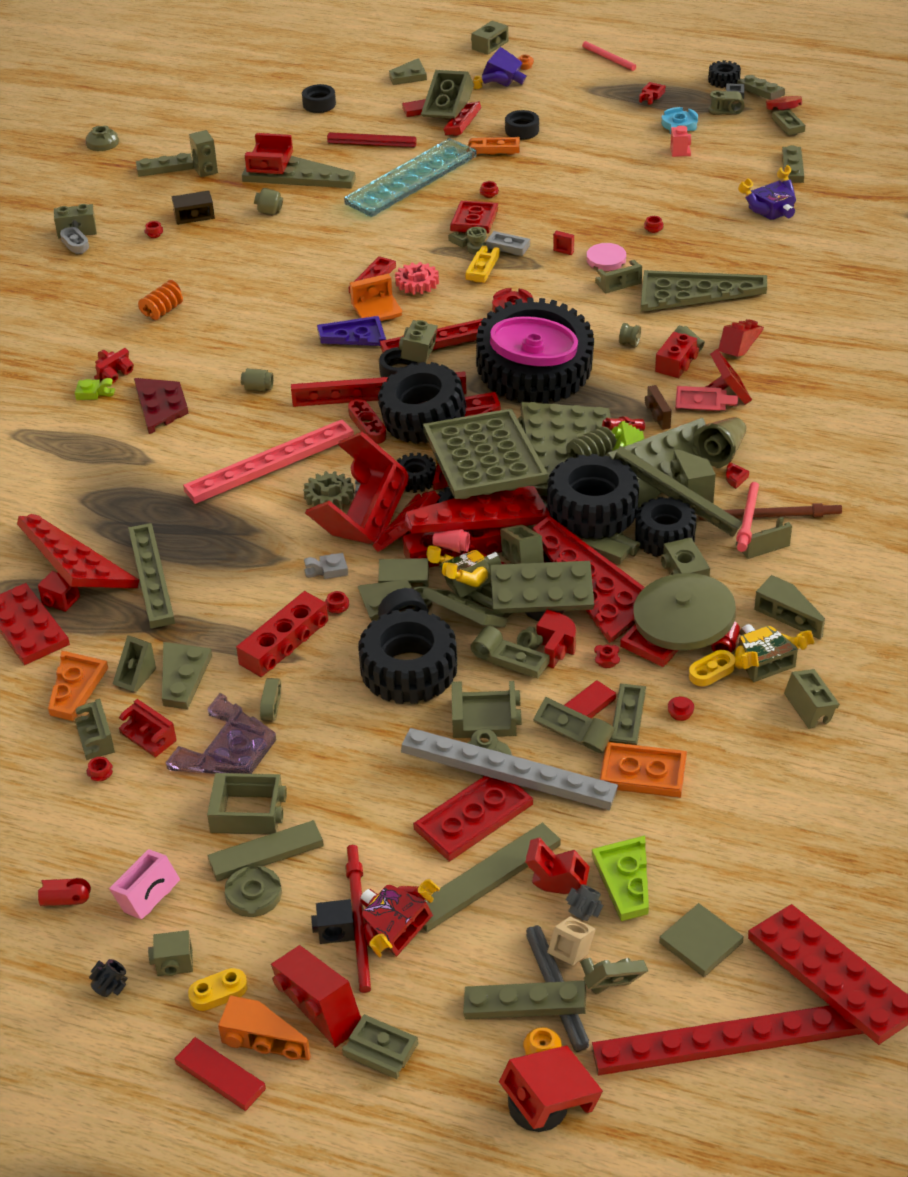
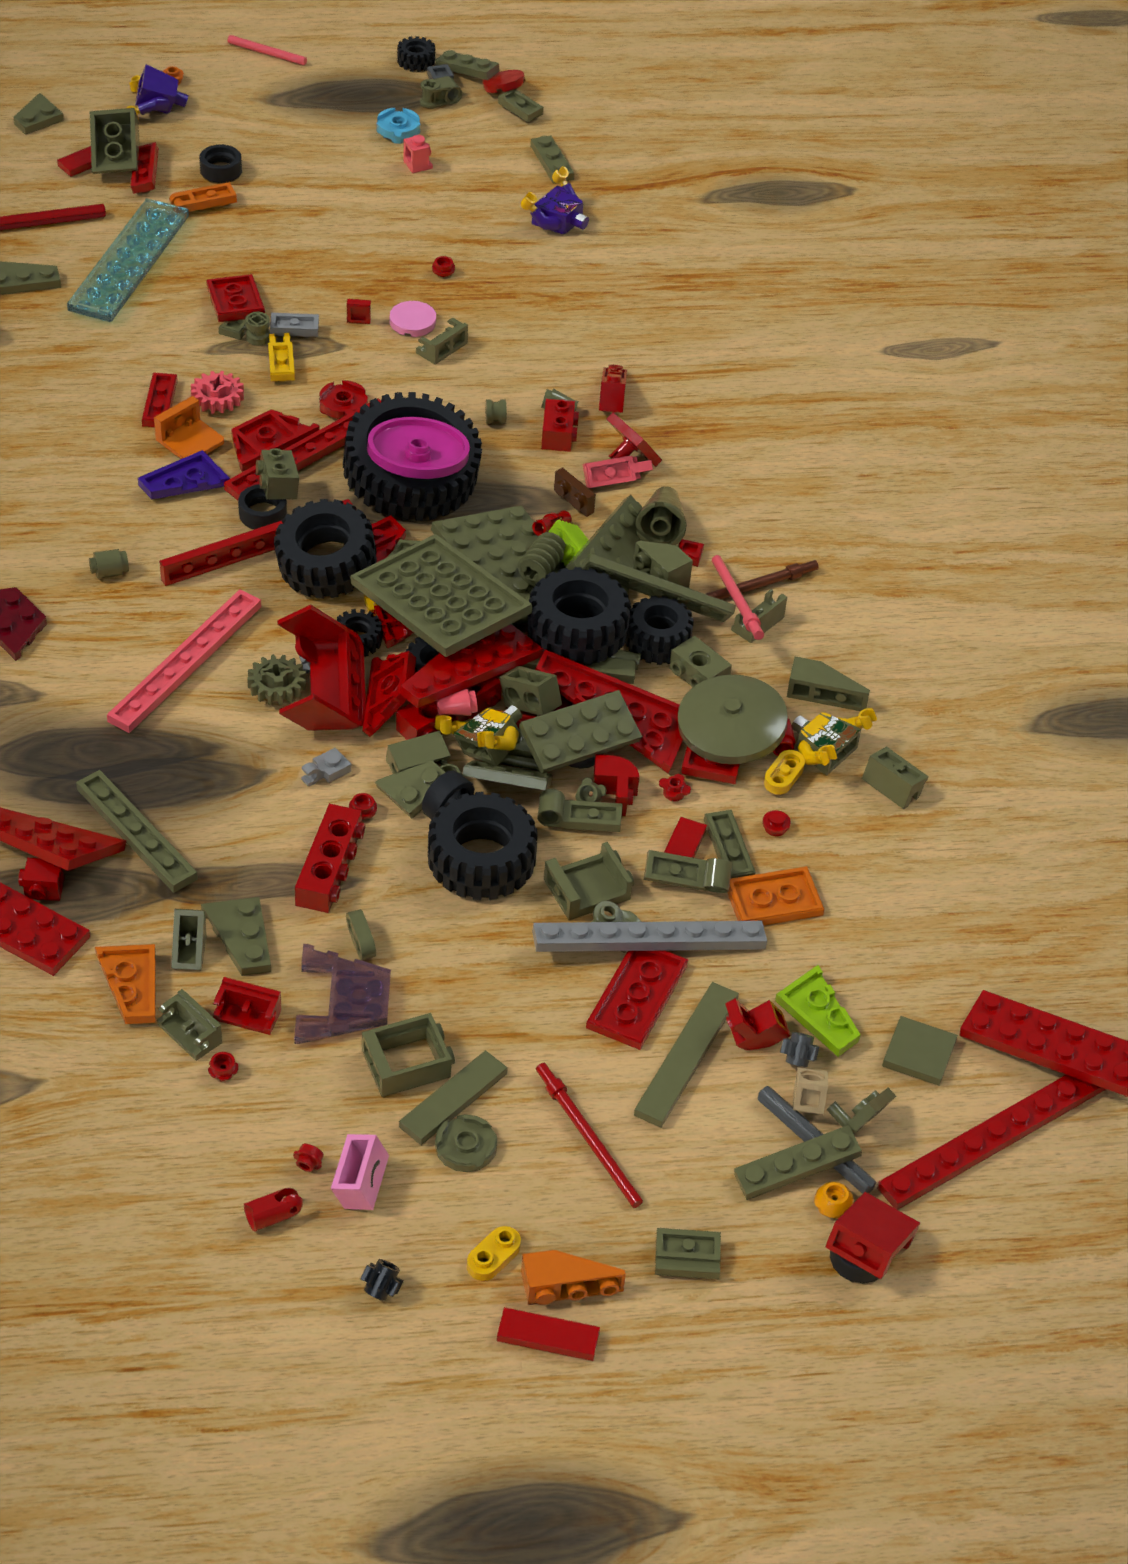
camera: 30 degrees left, 5 degrees up
(117, 861) = (308, 1157): none -> red plate
(171, 953) = (429, 1233): olive brick -> none
(318, 993) = (601, 1221): red wedge -> none
(333, 921) = (571, 1147): black brick -> none
(367, 413) = (270, 593): red beam -> none
(396, 915) = (631, 1120): red torso -> none
(439, 312) = (265, 433): none -> red wing
(489, 37) = (112, 49): olive brick -> none
(489, 189) = (230, 258): red plate -> none
(652, 92) = (347, 92): red plate -> none
(678, 289) = (519, 342): olive wing -> none

